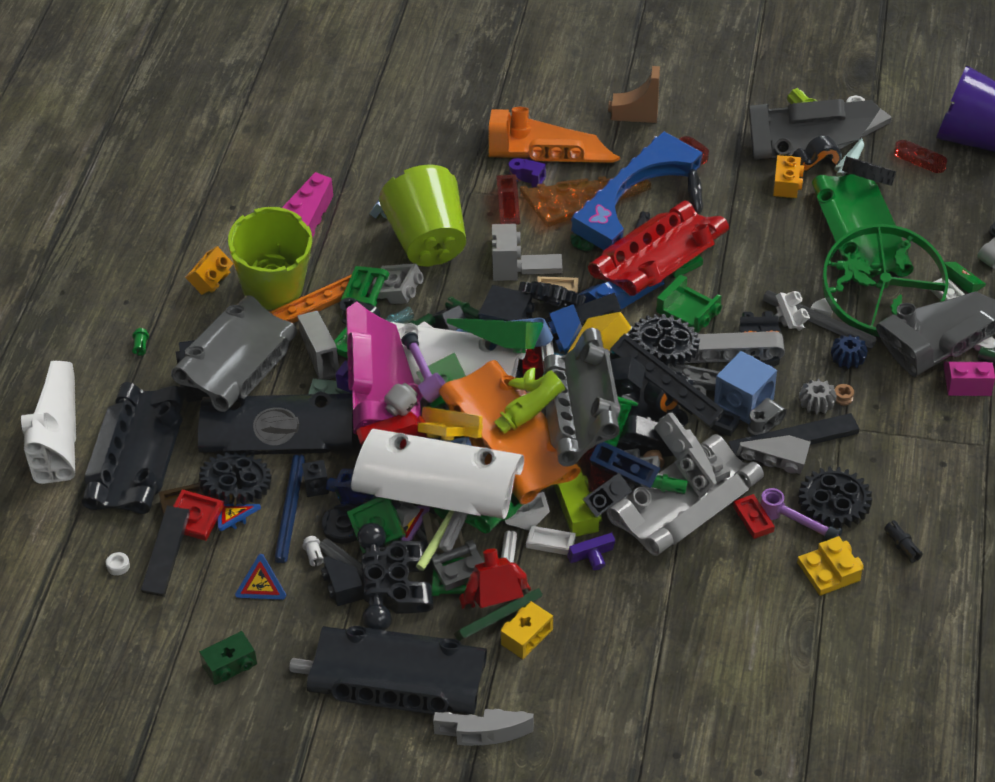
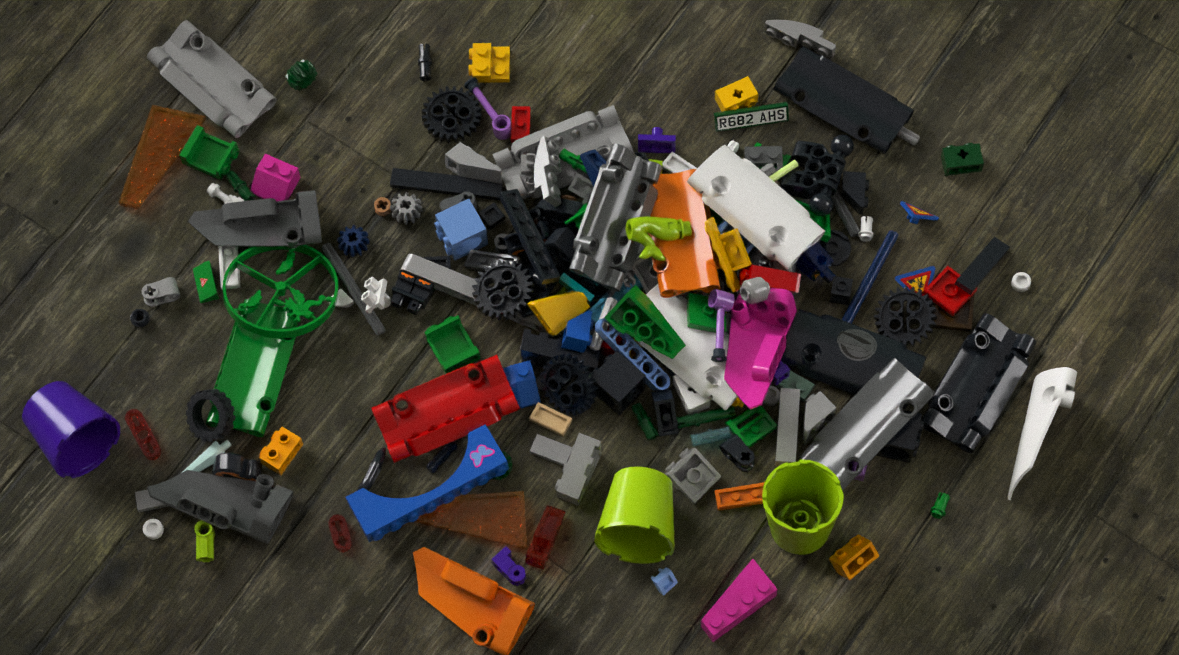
camera: 155 degrees left, 20 degrees up
(291, 357) = (817, 415): none -> light grey slope
(361, 281) = (724, 481): green plate -> none
(494, 582) = (746, 125): red torso -> none
(639, 104) = (360, 605): medium nougat arch -> none

